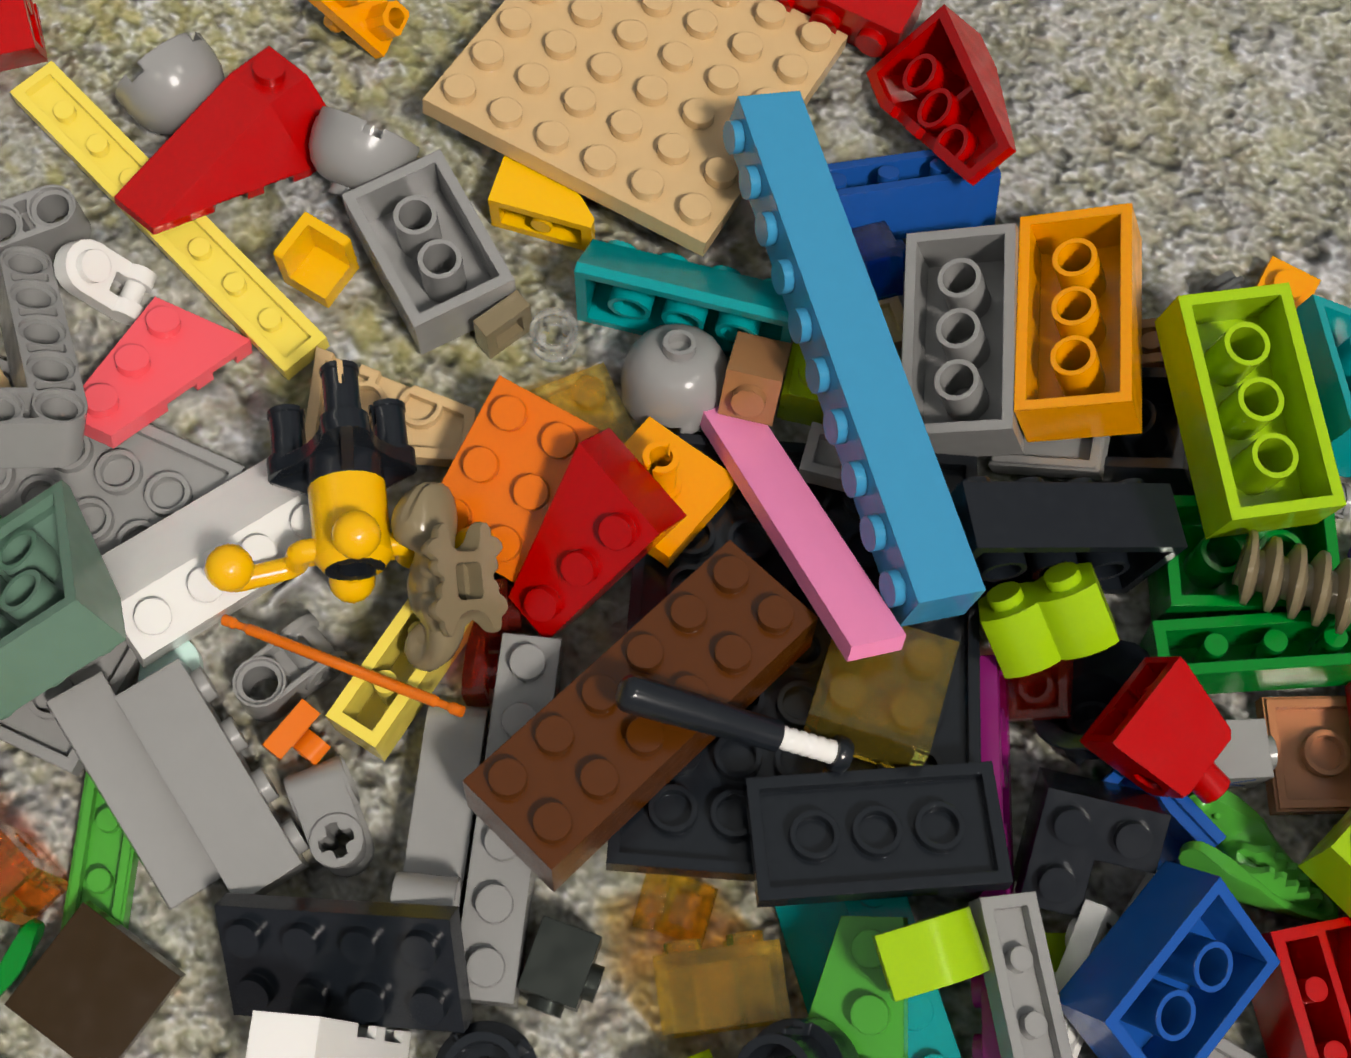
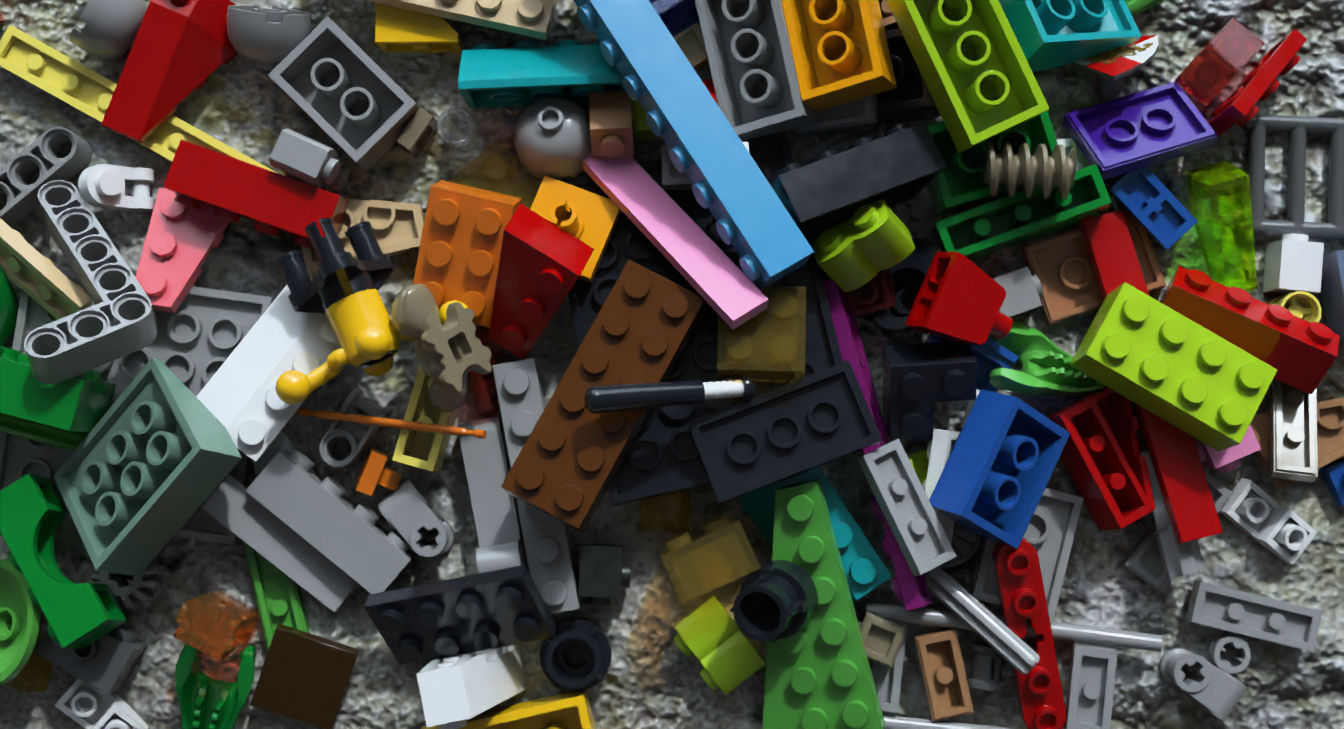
camera: 15 degrees left, 15 degrees up
(264, 326) = (251, 193): none -> red brick
(316, 259) = (263, 121): yellow panel -> none
(354, 314) = (309, 161): none -> light grey brick
(930, 953) = (840, 502): lime brick -> none

